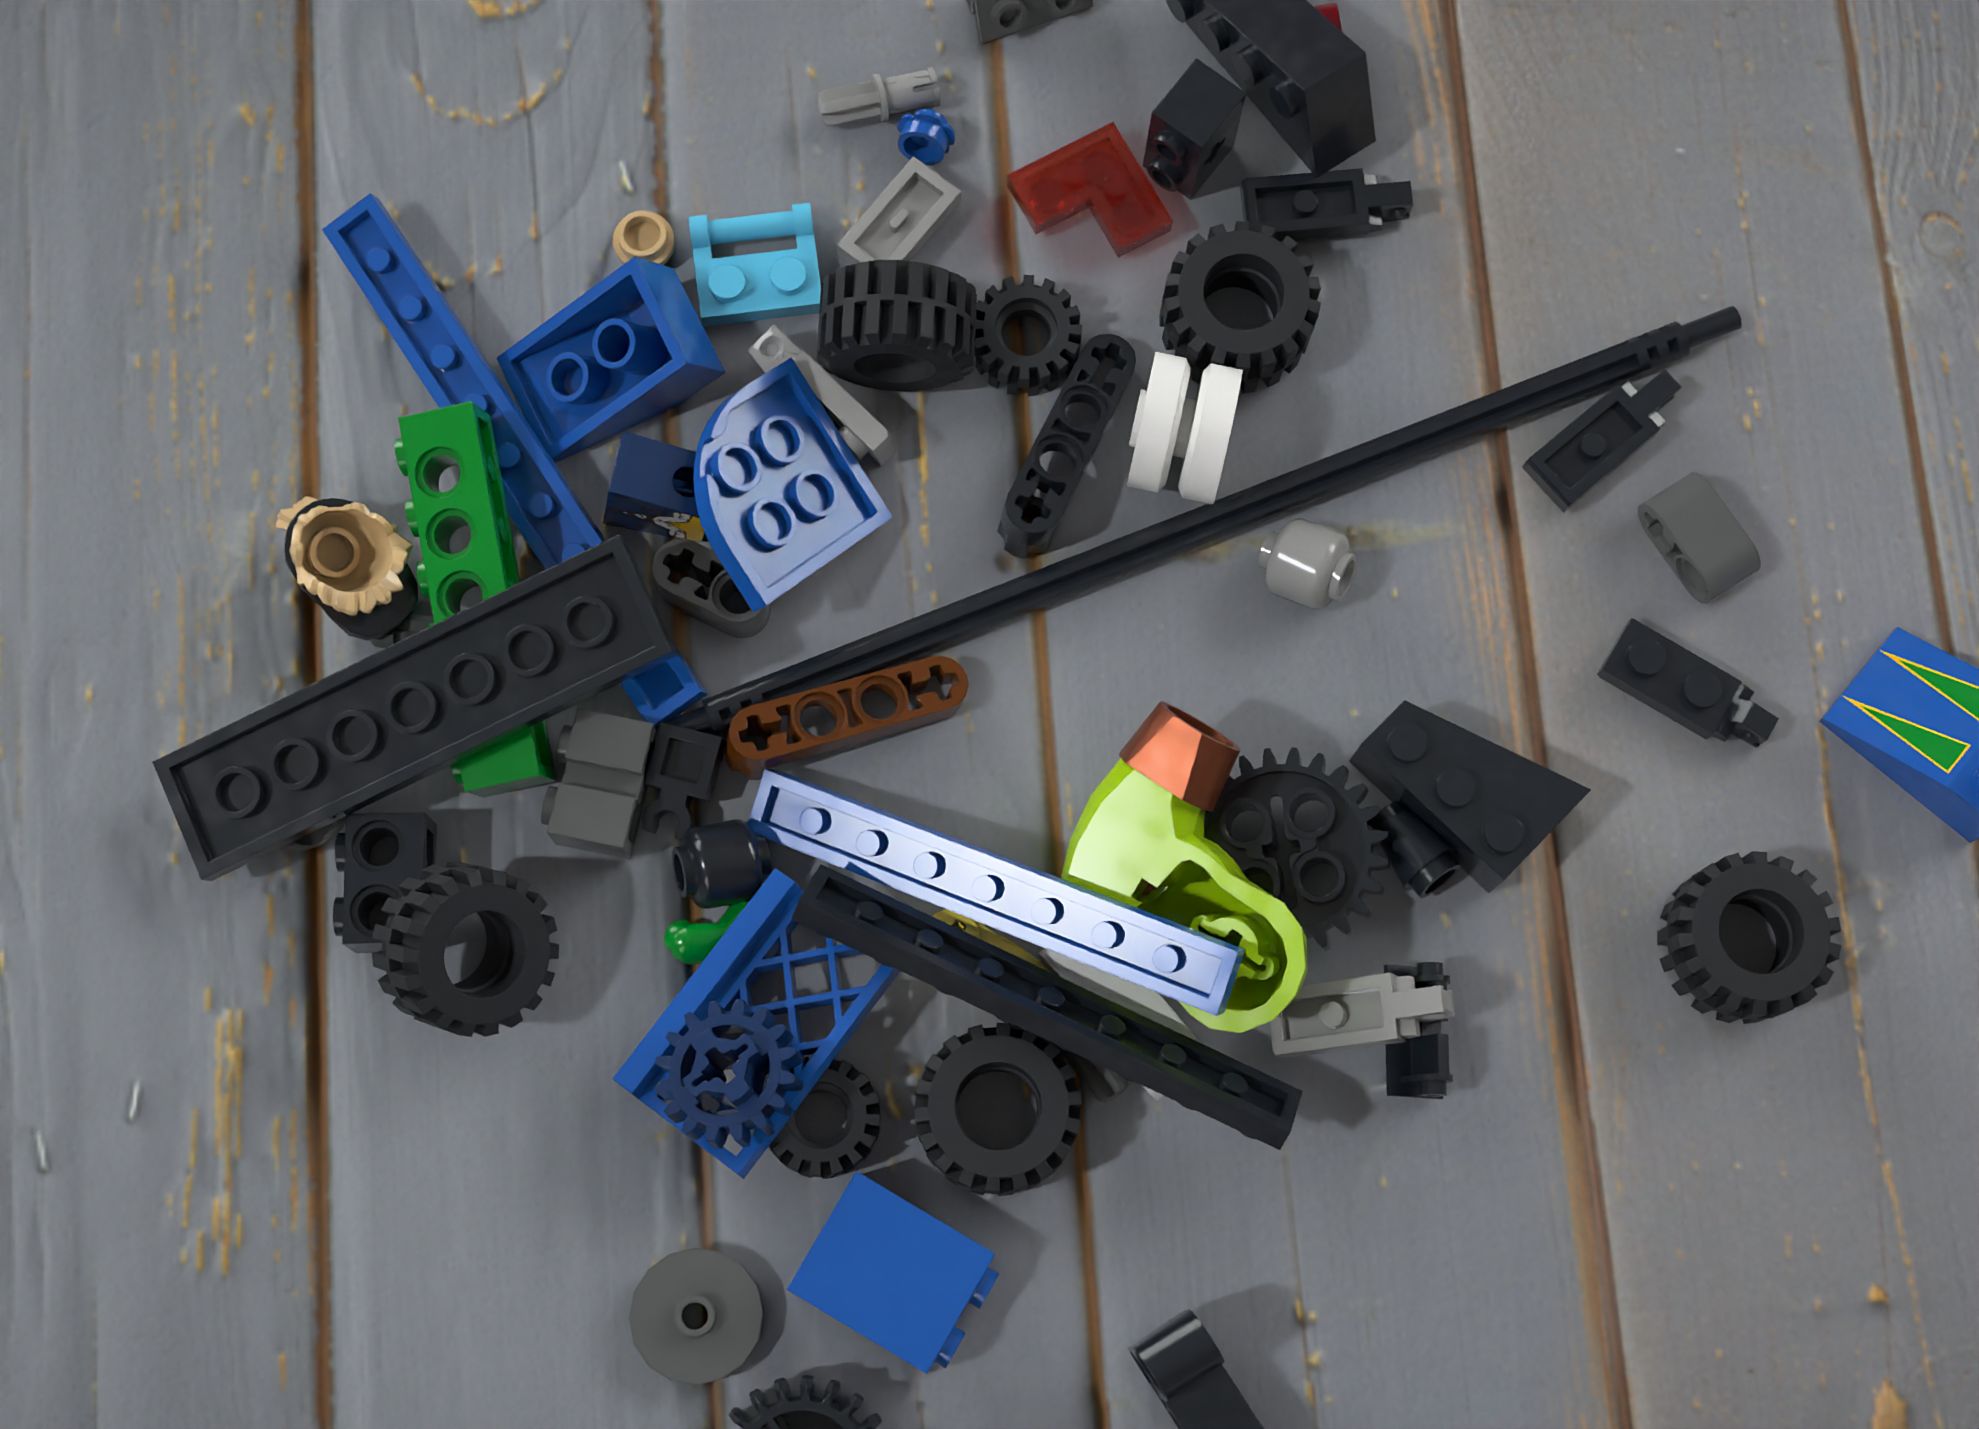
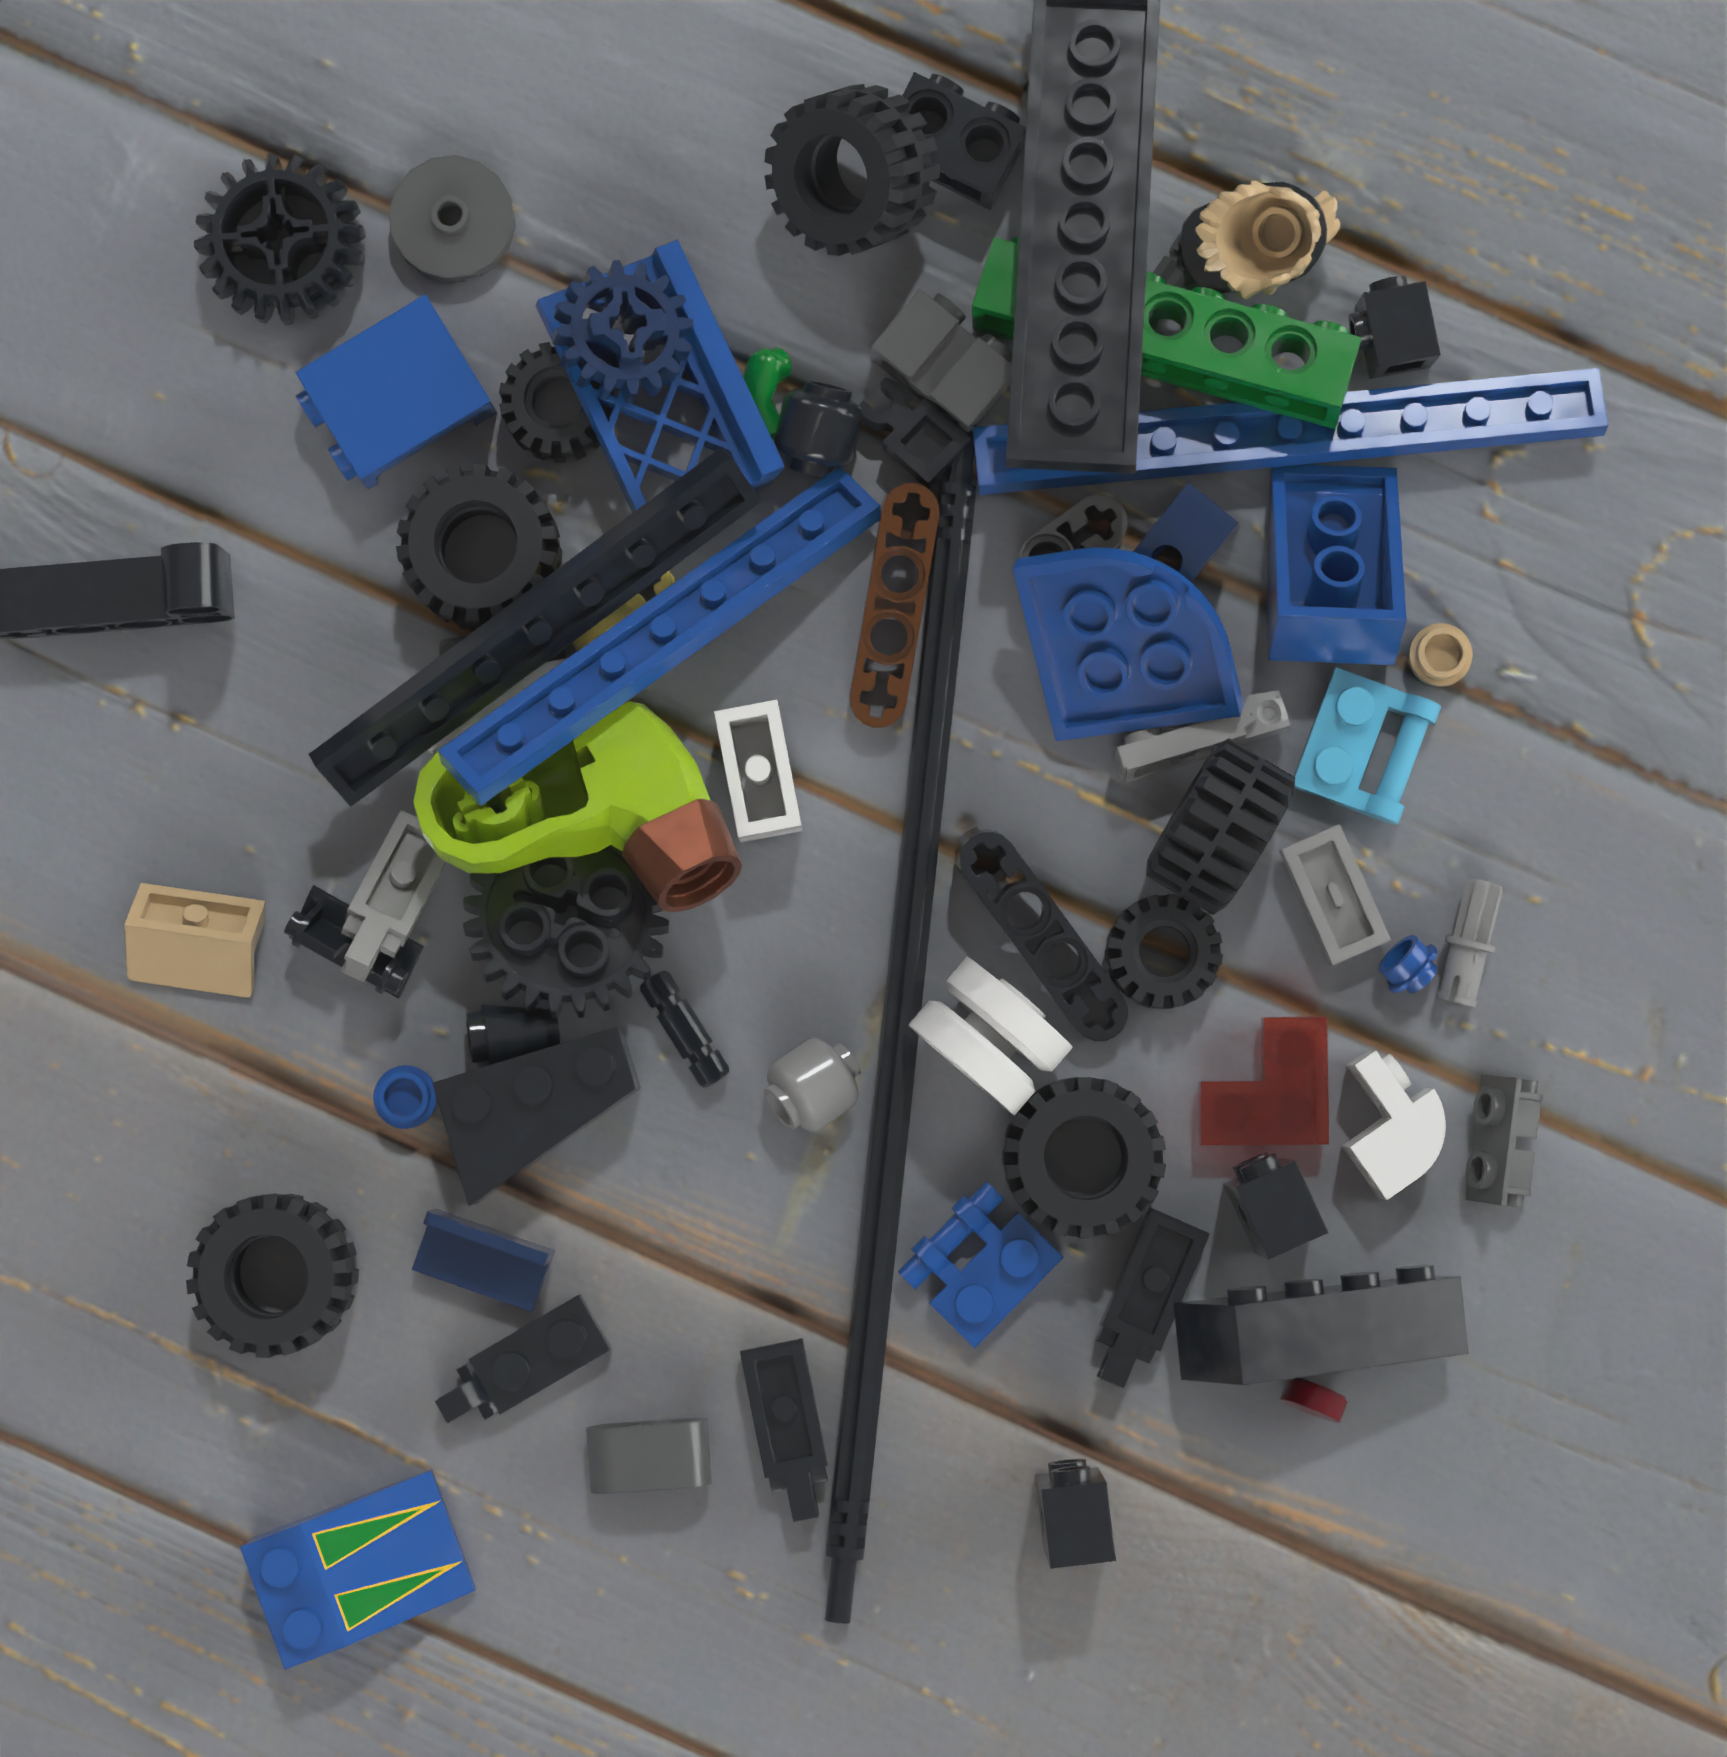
camera: 125 degrees right, 10 degrees up
(366, 411) = (1395, 327): none -> black brick
(1063, 747) = (758, 771): none -> white brick
(1071, 68) = (1408, 1134): none -> white brick
(1322, 701) = (684, 1029): none -> black axle
(1379, 338) = (993, 1278): none -> blue plate
(1495, 1183) = (193, 939): none -> tan panel
(1522, 913) = (405, 1097): none -> blue plate
(1540, 159) = (1075, 1514): none -> black brick
(1619, 768) = (482, 1259): none -> dark blue panel

